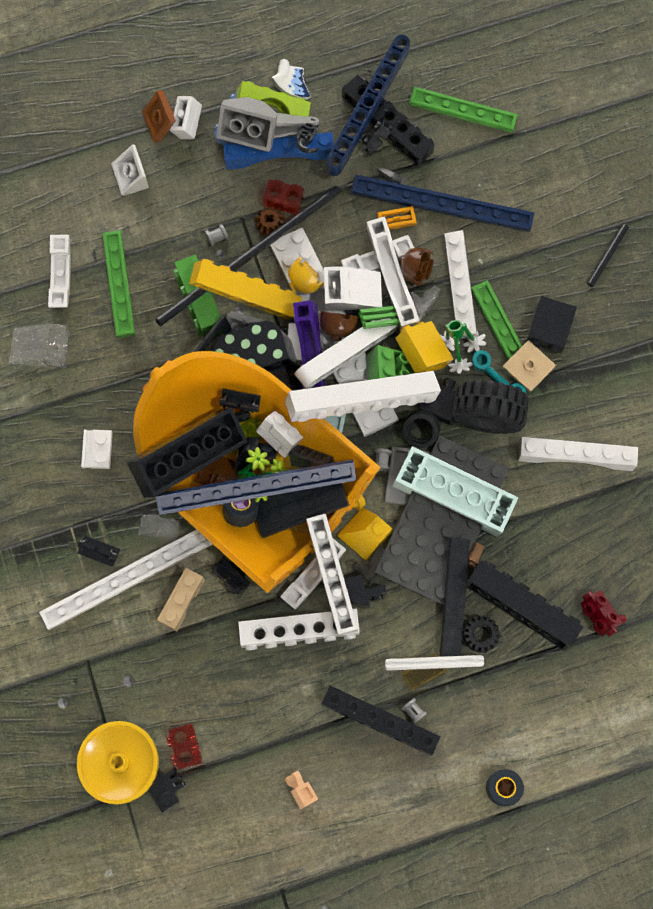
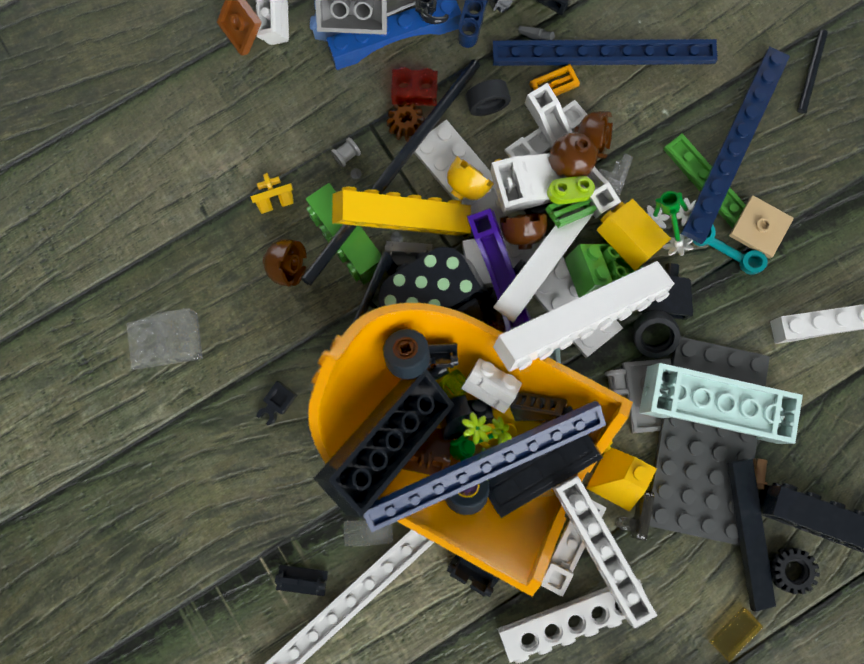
camera: 15 degrees left, 5 degrees up
(60, 271) = (166, 240): white slope -> none
(97, 449) = (267, 451): white plate -> none
(115, 412) = (278, 400): none -> black plate
(118, 284) = (242, 239): bright green tile -> none
(129, 172) = (221, 98): white slope -> none
(142, 256) = (263, 199): none -> yellow hips
(146, 307) = (284, 262): none -> reddish brown cylinder
(179, 600) = (420, 620): tan arch -> none
(219, 392) = (406, 363): none -> black wheel
(338, 218) = (488, 97): none -> black tyre
(359, 595) = (638, 558): black brick -> none
(381, 302) = (572, 188): none -> lime plate
(390, 277) = (573, 155): none -> reddish brown cylinder
(434, 662) = (749, 622): white axle -> none
(460, 280) = (650, 139): white plate -> none
(490, 407) = (739, 289): black tyre -> none
(526, 298) = (735, 146): none -> dark blue plate
(551, 324) = (772, 169): black brick -> none

